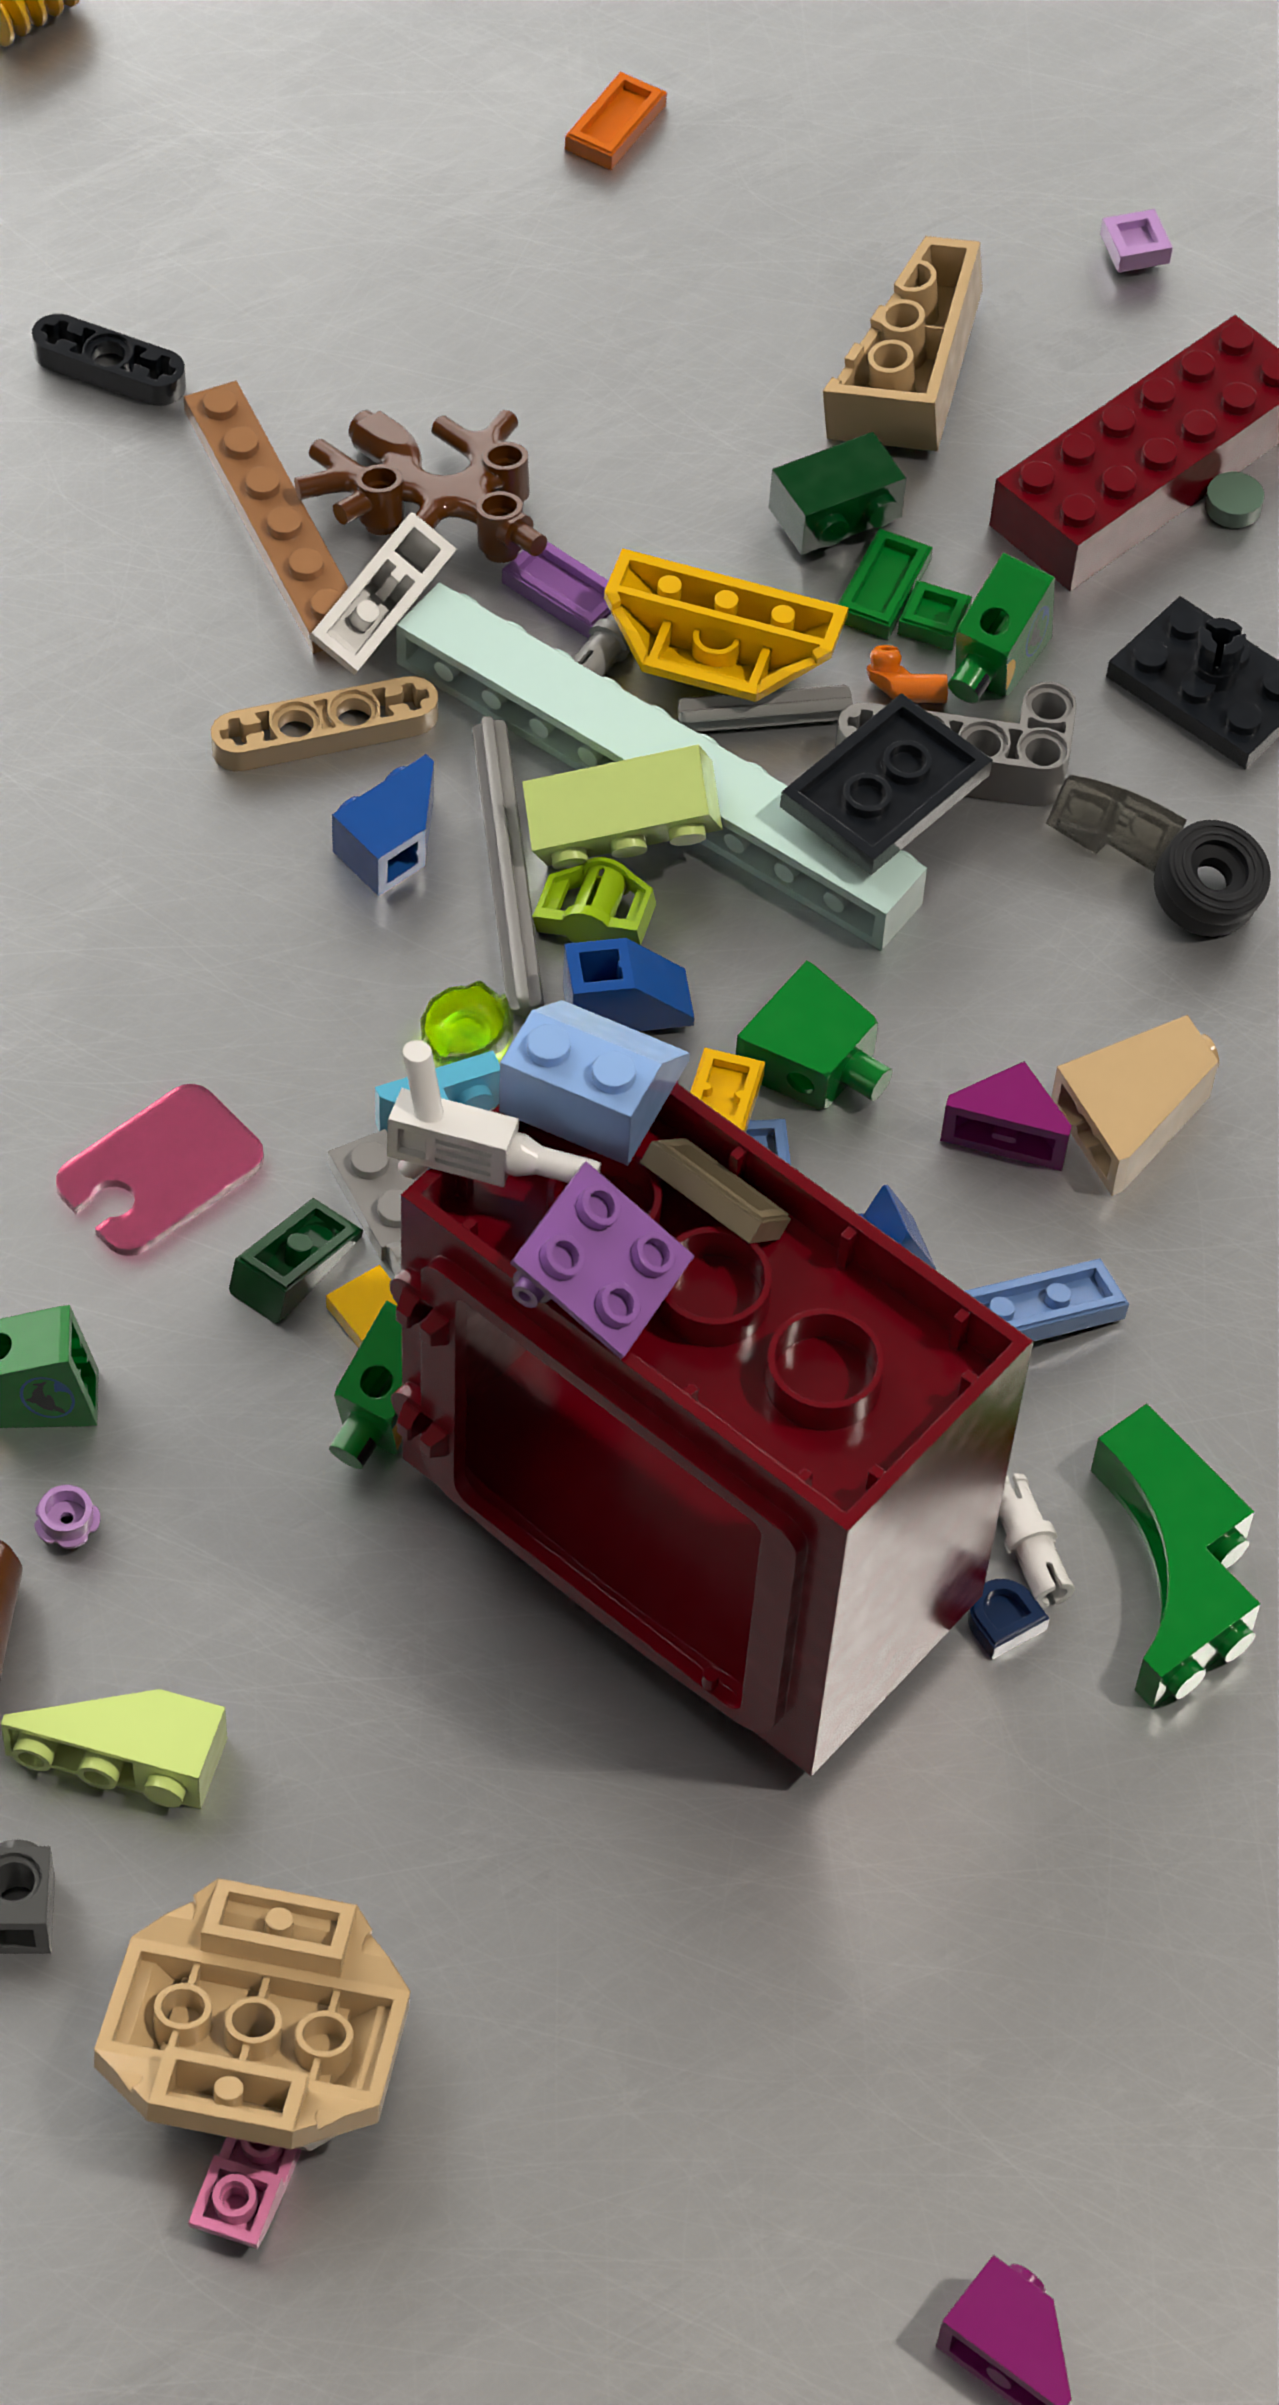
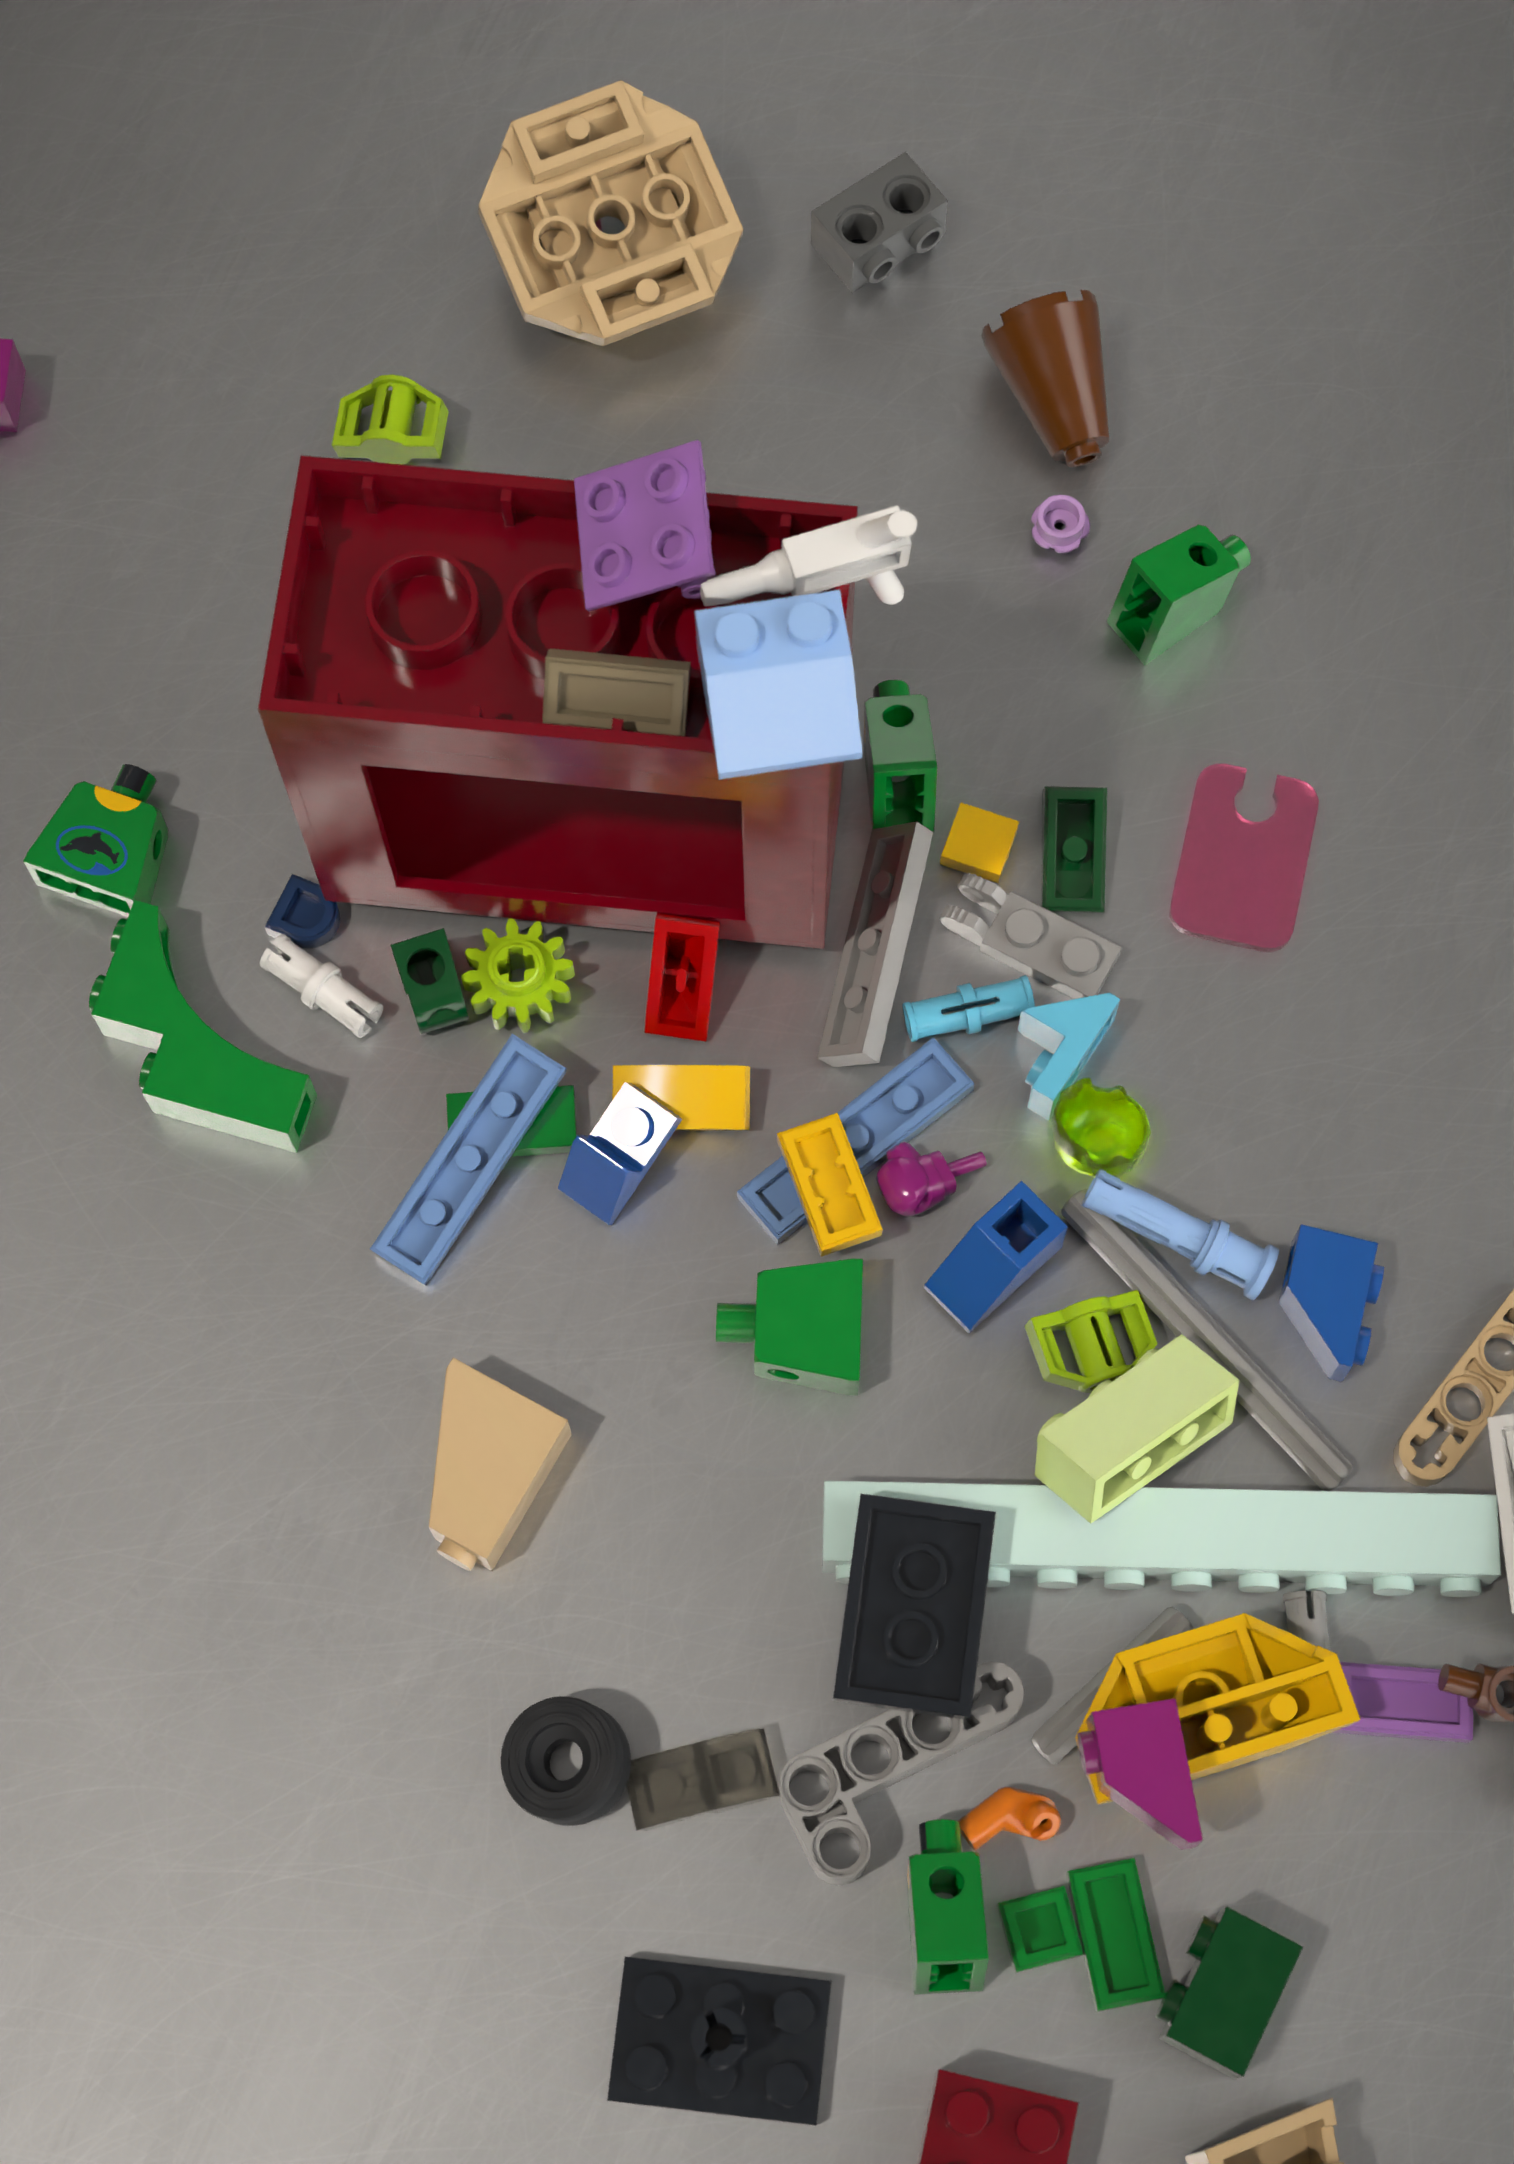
camera: 150 degrees right, 15 degrees up
(130, 1741) = (861, 391): yellowish green slope -> none
(454, 906) = (1207, 1245): none -> light blue pin
(620, 1986) = (390, 422): none -> lime piece
(803, 589) = (1144, 1767): none -> magenta slope
(1008, 1118) = (584, 1365): magenta slope -> none
(1154, 1772) = (103, 843): none -> green torso

